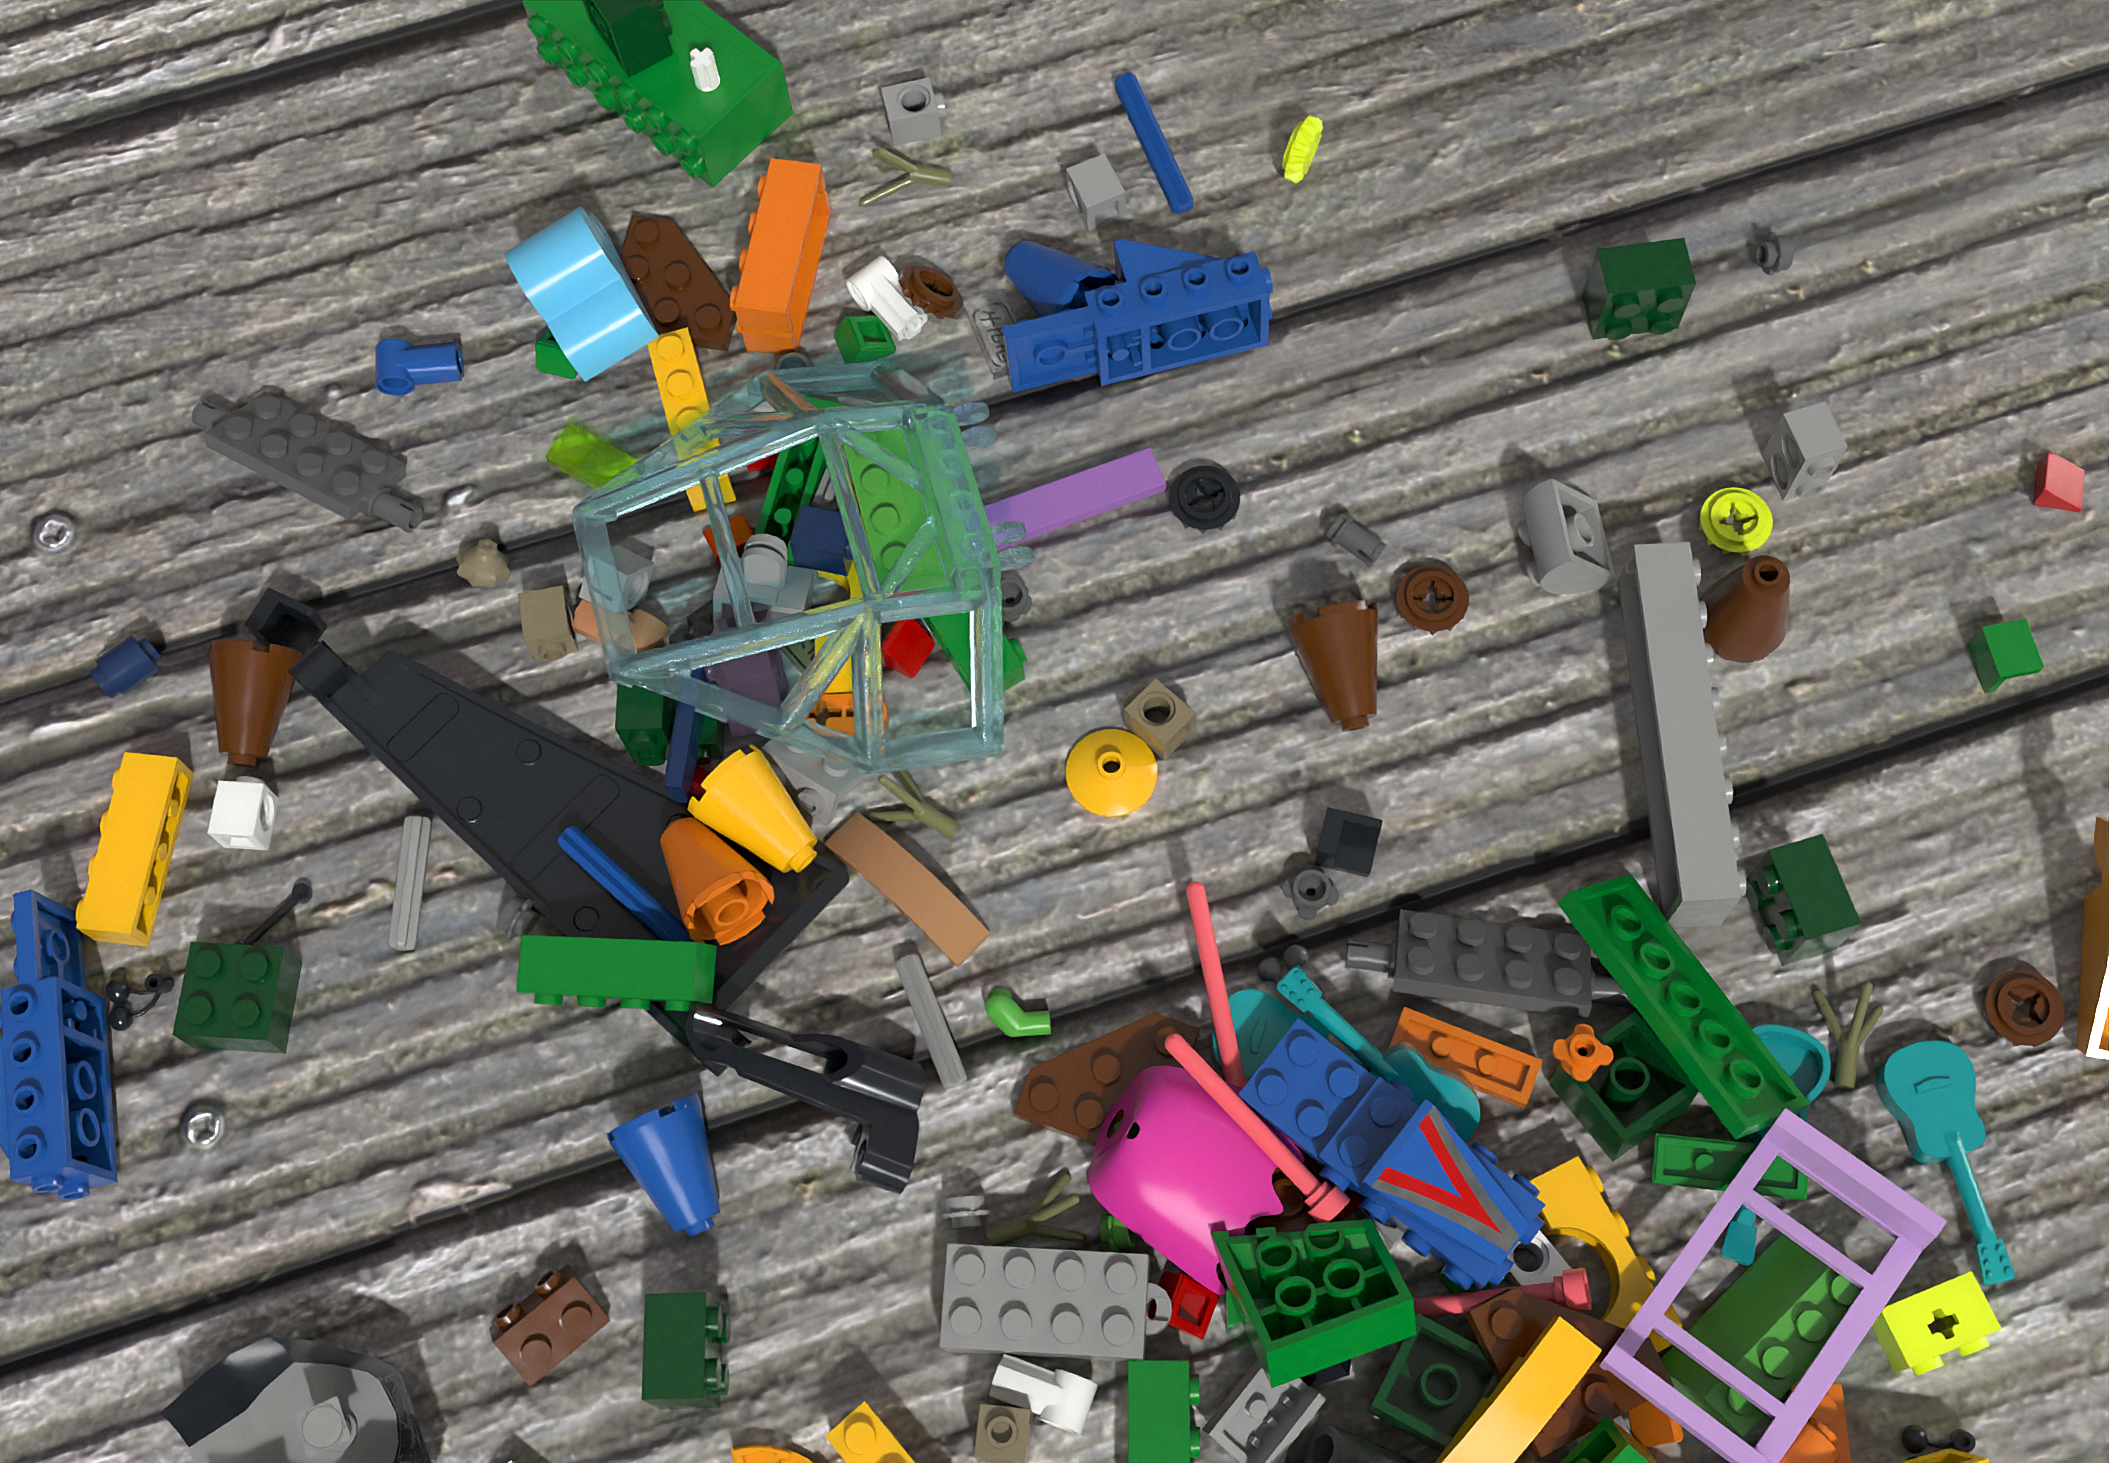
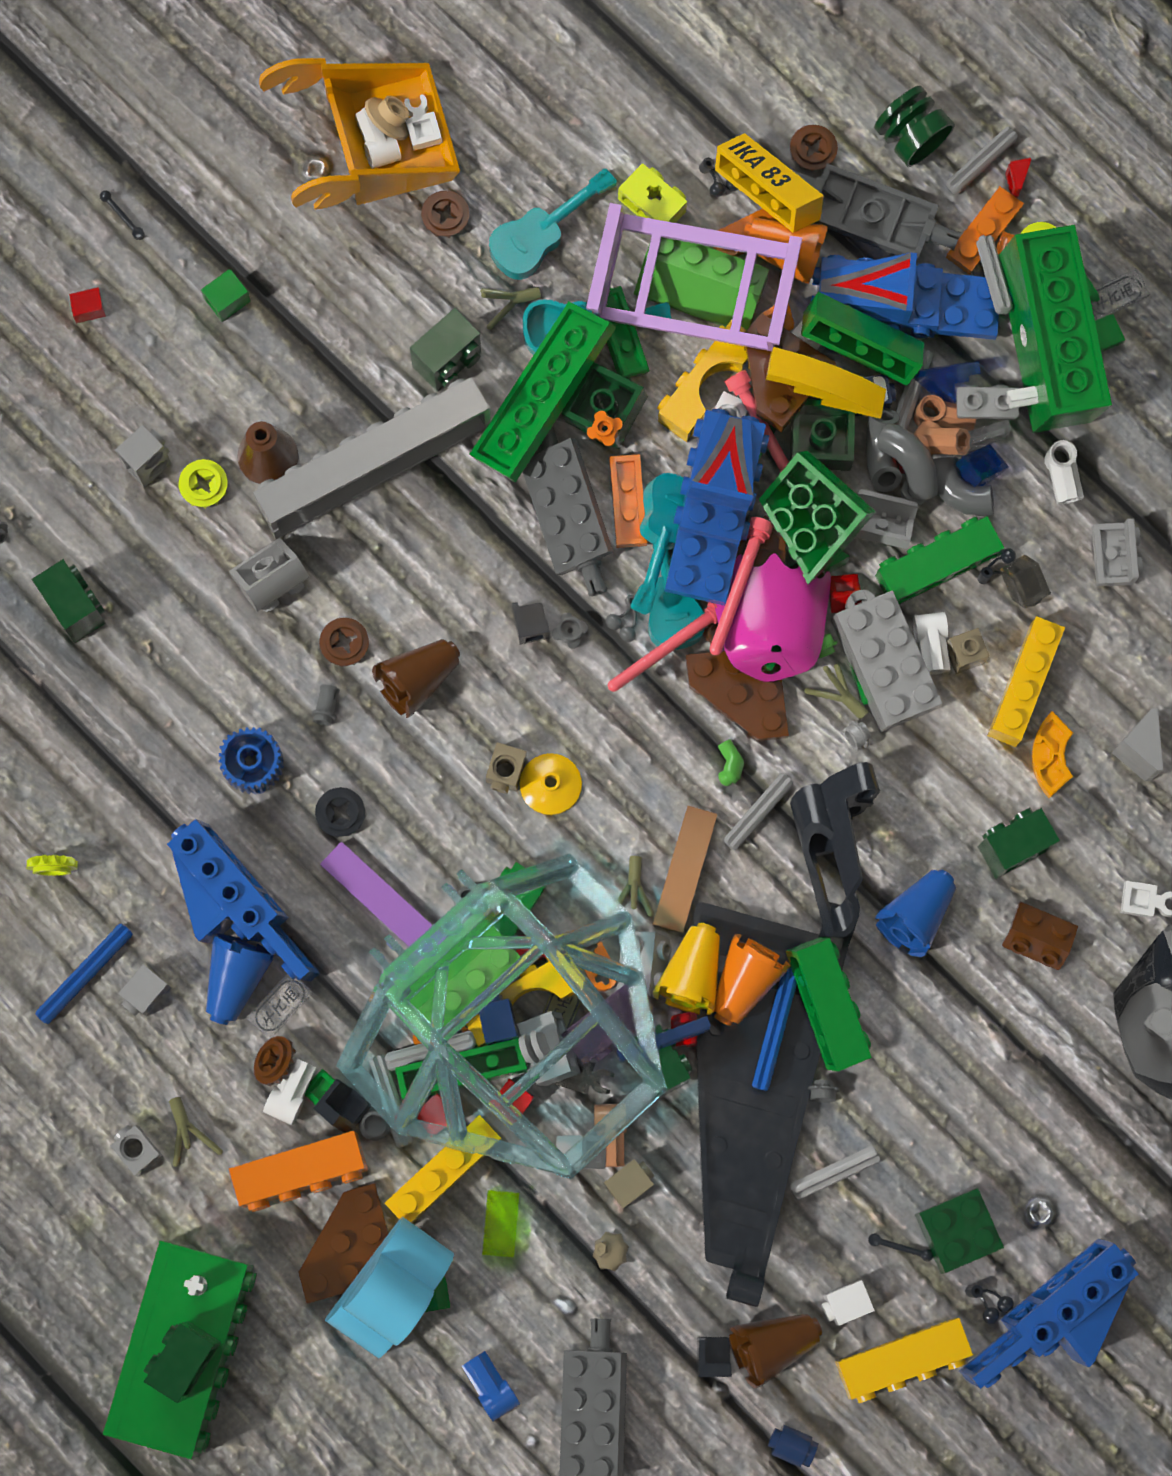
camera: 125 degrees left, 10 degrees up
(831, 335) = (342, 1106): none -> black panel
(1323, 416) = (257, 776): none -> blue brick

